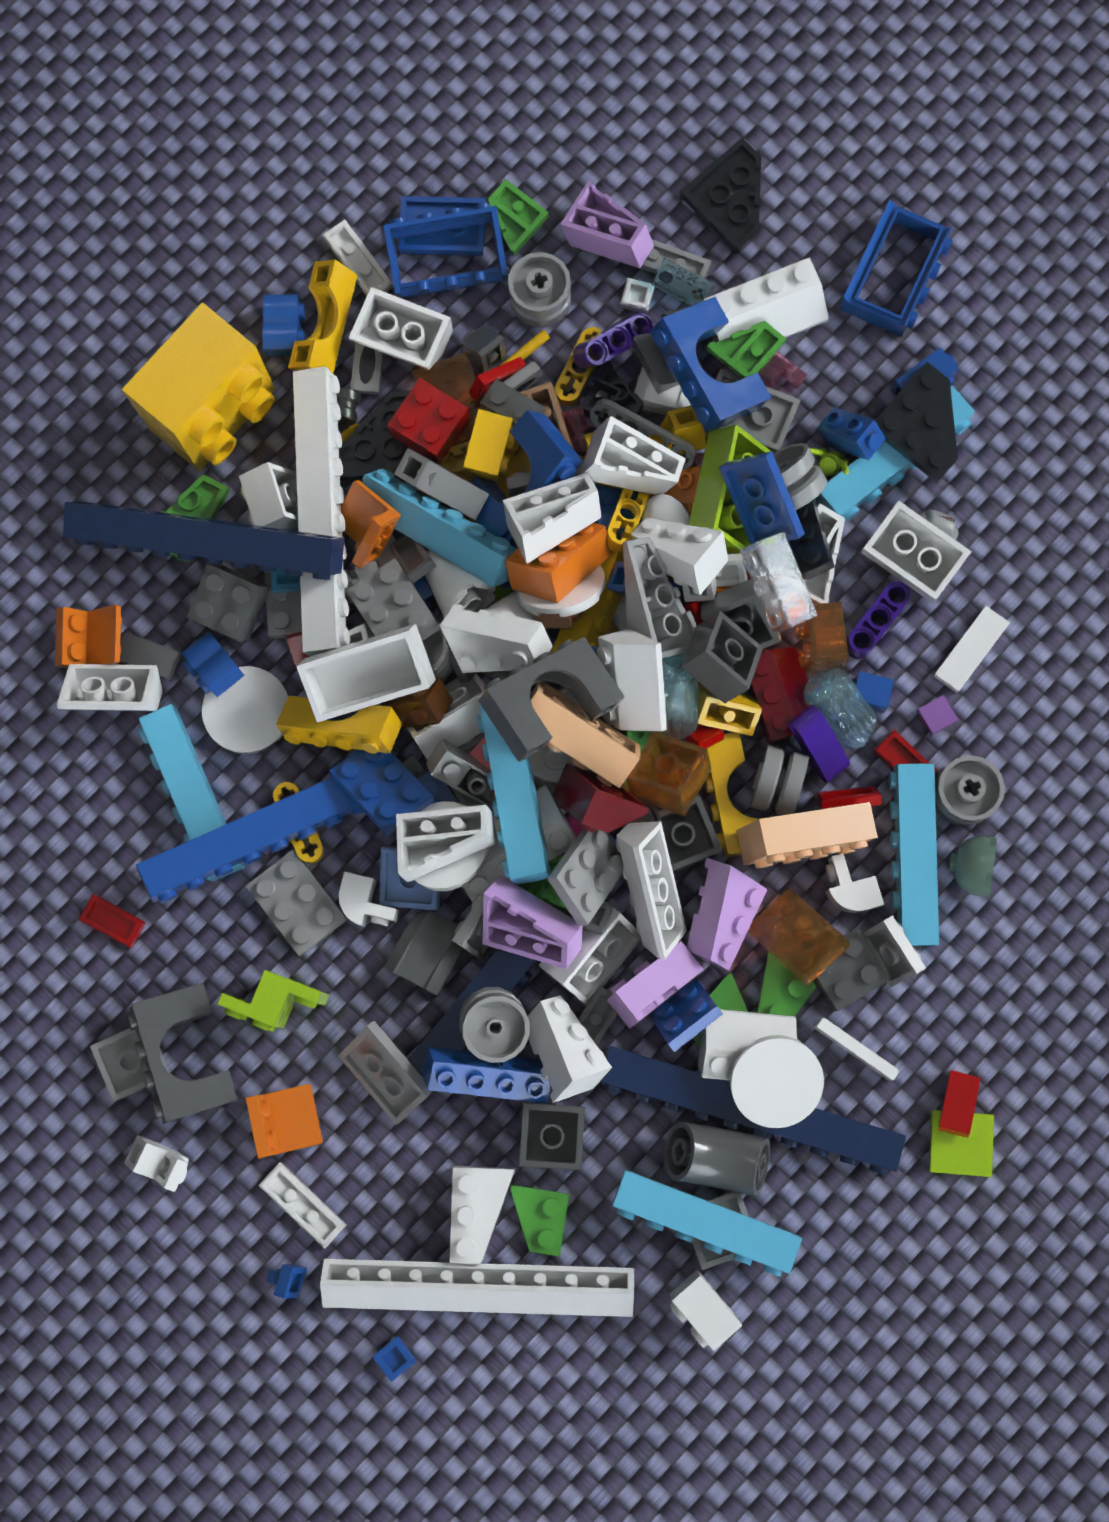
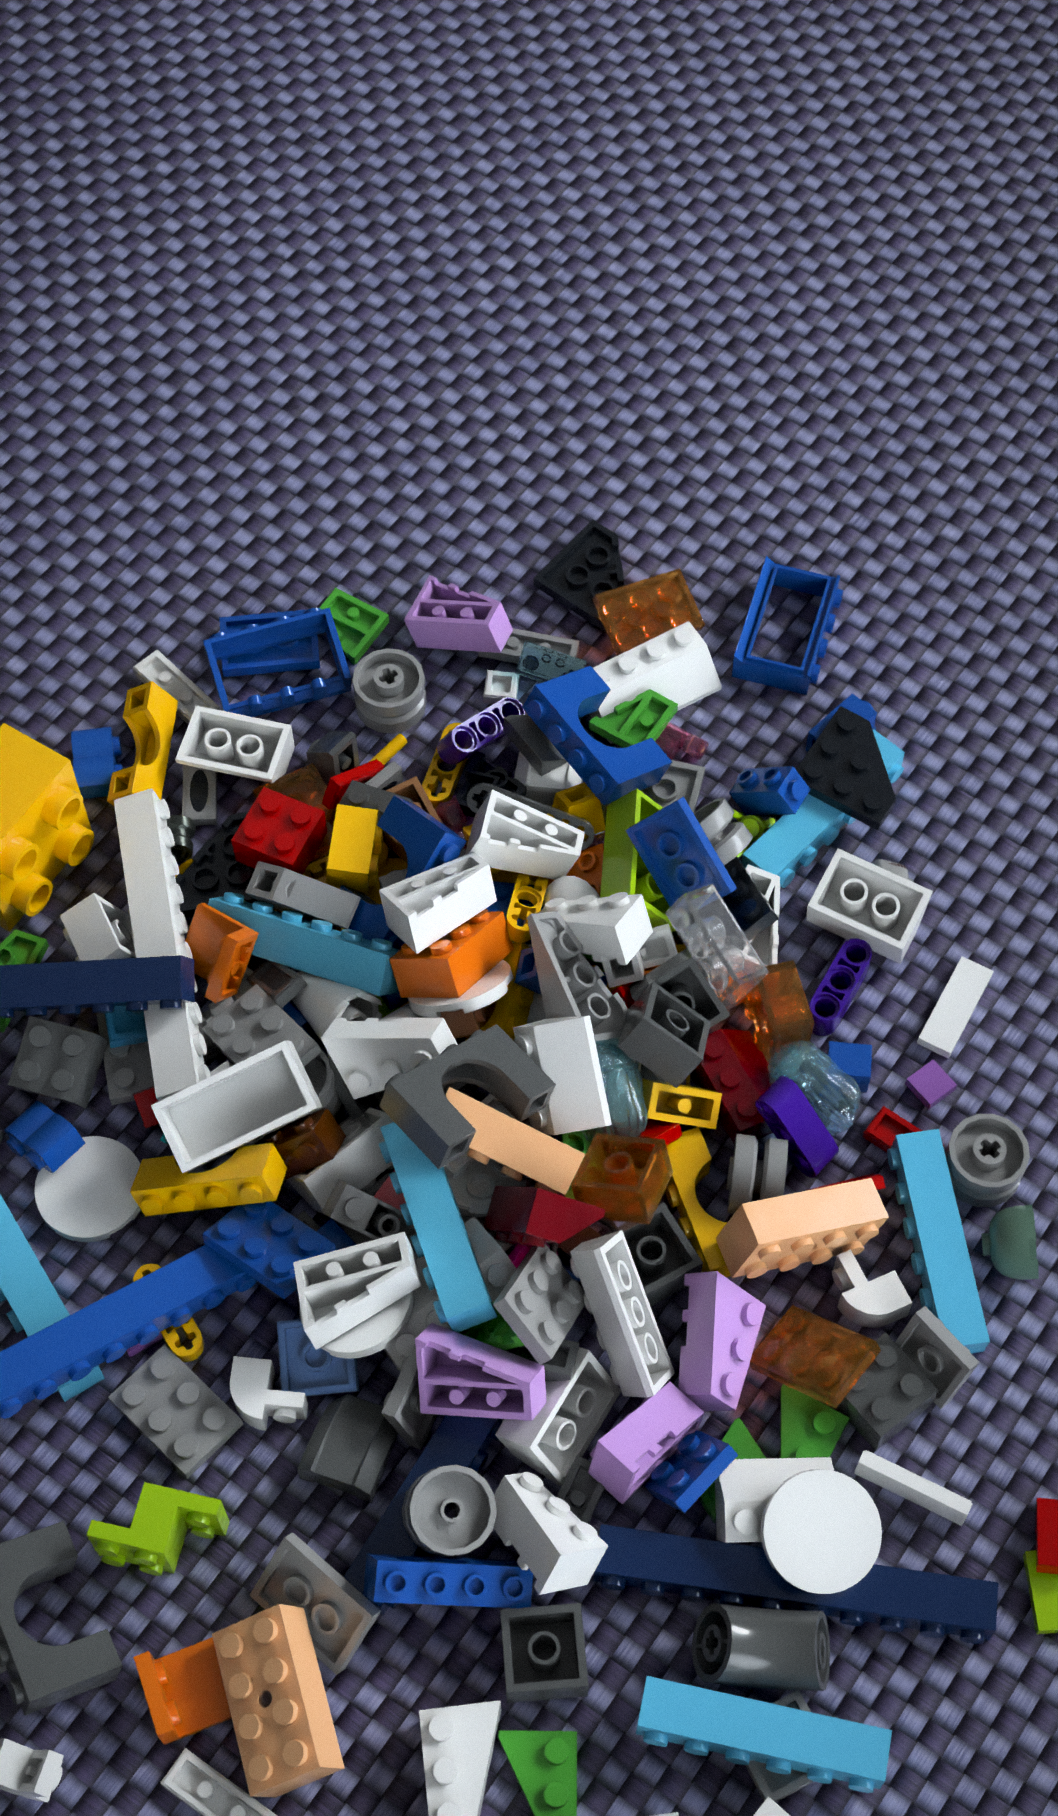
camera: 15 degrees left, 20 degrees down
(349, 1143) = (277, 1701): none -> light nougat brick
(775, 240) = (646, 609): none -> clear orange plate

